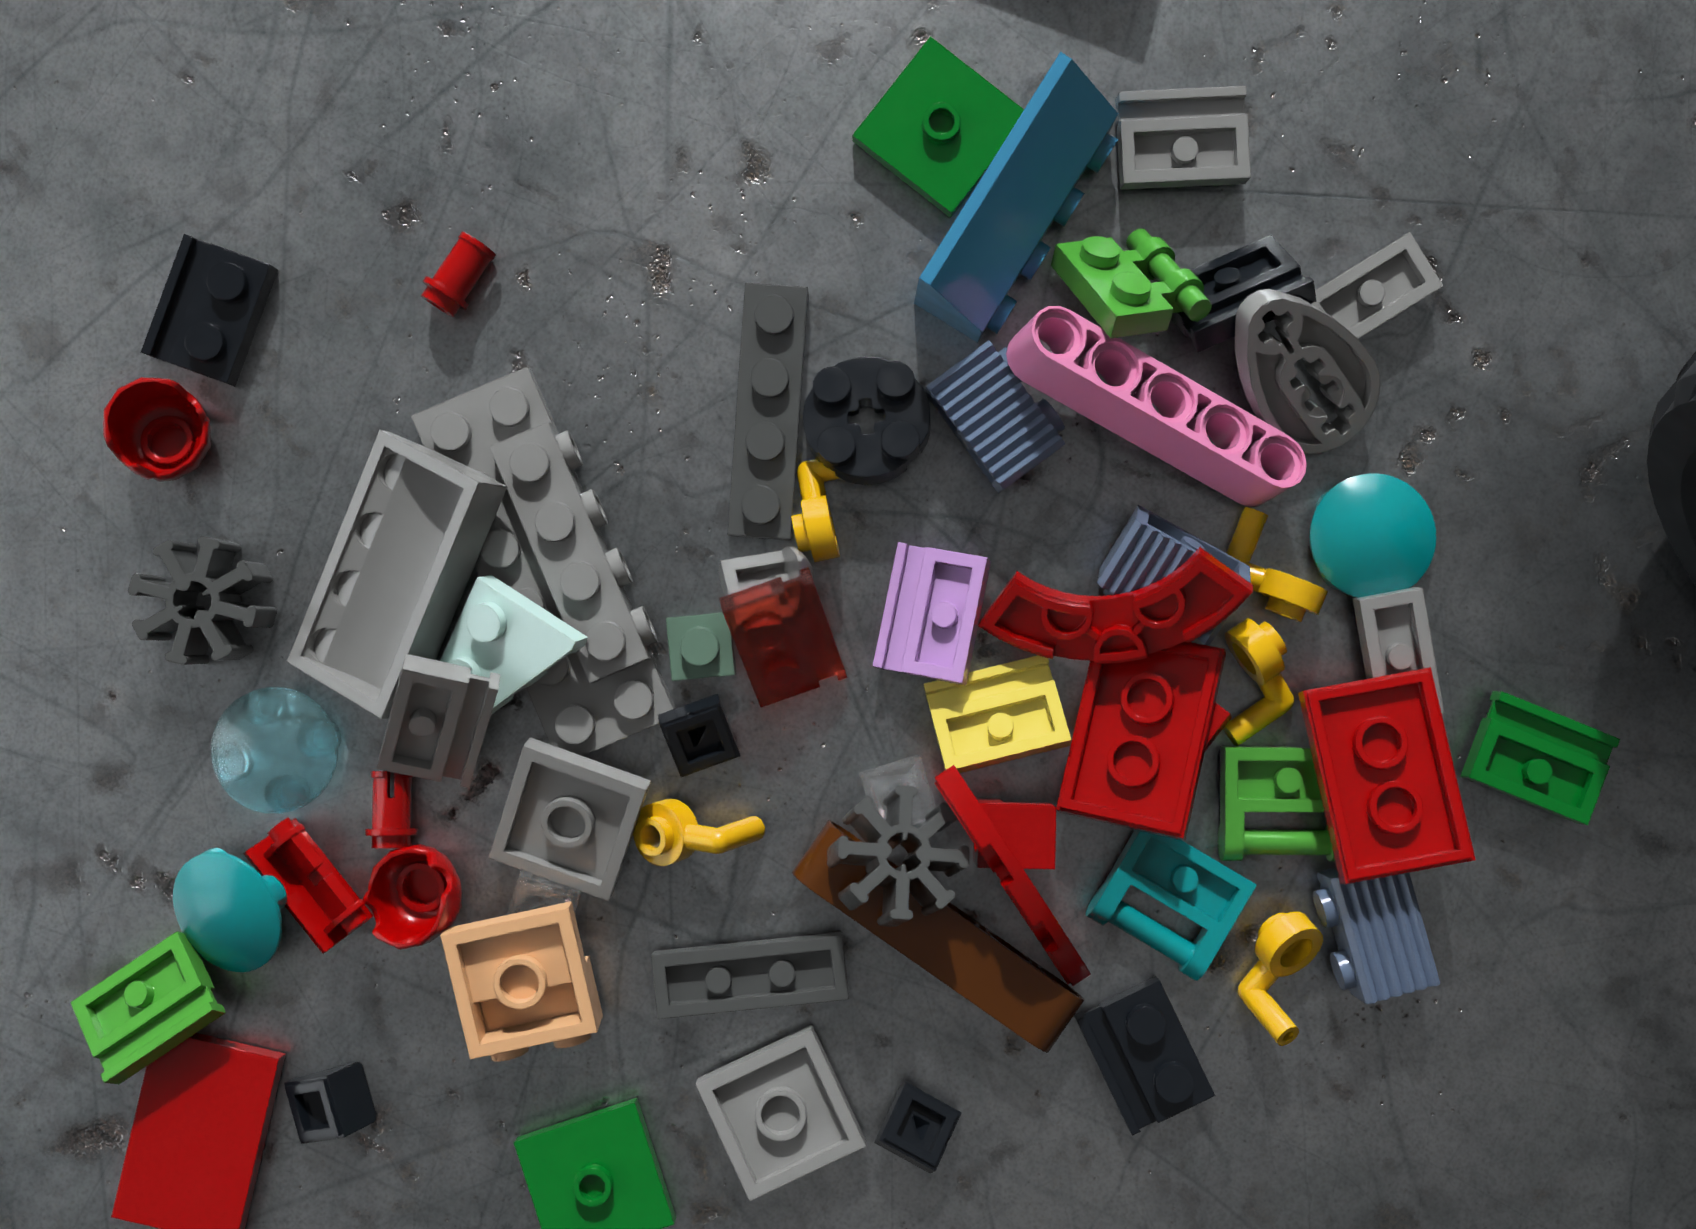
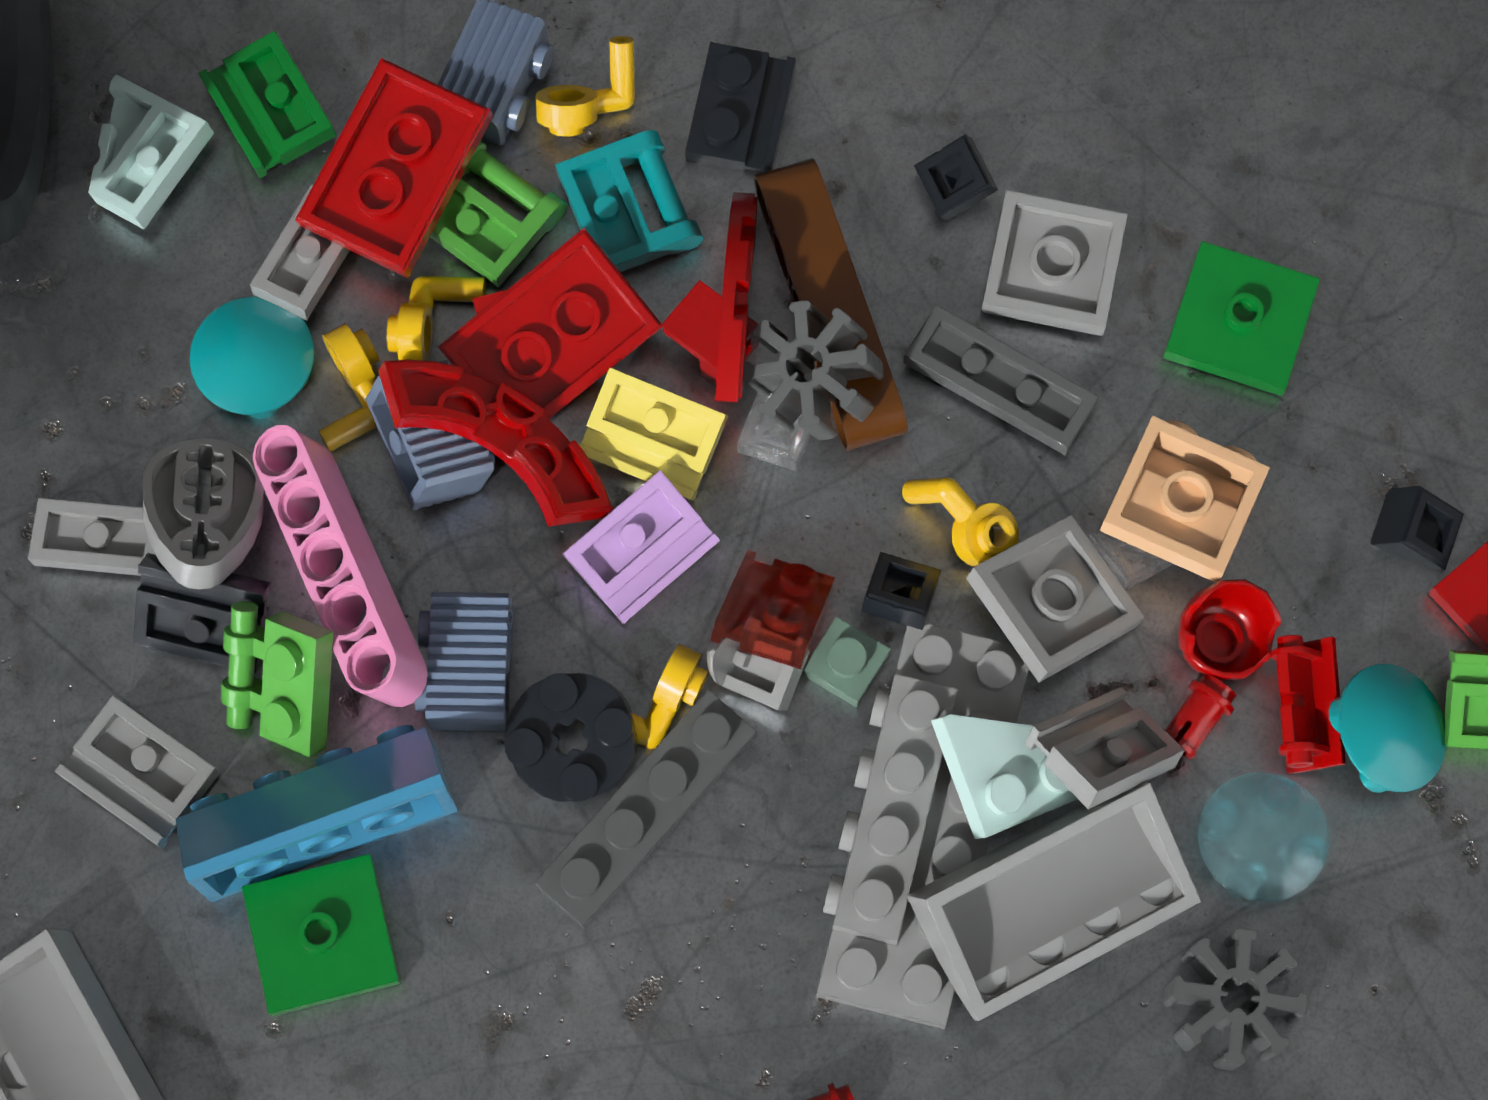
camera: 140 degrees left, 15 degrees down
(1607, 638) = (143, 152): none -> light aqua wing

